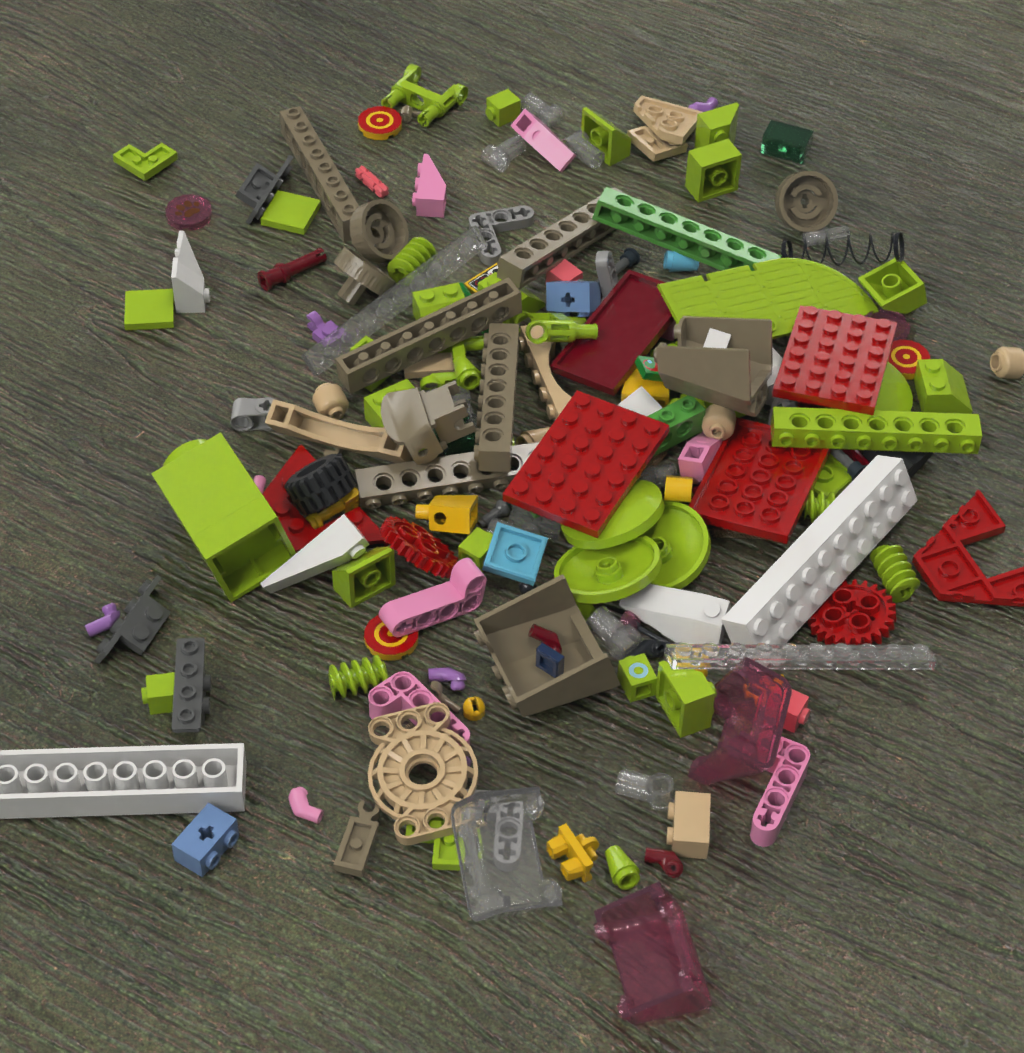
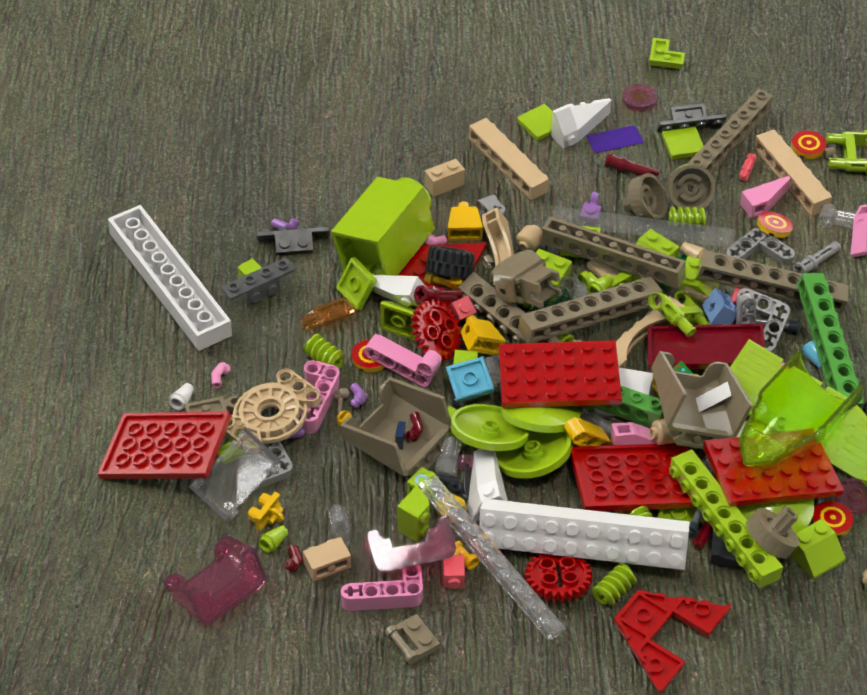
camera: 60 degrees right, 0 degrees up
(165, 429) = (444, 177): none -> tan brick
(185, 361) = (509, 158): none -> tan brick
(205, 840) = (164, 342): medium blue brick -> none
(230, 263) = (614, 138): none -> dark purple sticker
(256, 446) = (464, 223): none -> yellow torso
(276, 590) = (356, 283): none -> lime tile
(291, 645) = (327, 313): none -> clear orange hinge
(315, 863) = (181, 396): none -> white cone
(367, 518) = (433, 293): none -> dark red pin
(395, 505) = (462, 308): none -> coral brick
(402, 913) = (165, 445): none -> red plate
(407, 150) = (786, 163): none -> tan brick
(470, 277) = (691, 250): none -> tan cone
(476, 201) = (774, 223): none -> tile
(534, 305) = (694, 293): none -> tan piece
(550, 200) = (811, 262): none -> light grey pin
(588, 268) = (771, 312): none -> light grey beam
(813, 297) = (791, 416): none -> clear neon green windscreen
(857, 788) = (418, 636): none -> dark tan plate
(928, 396) = (774, 531): none -> dark tan piece

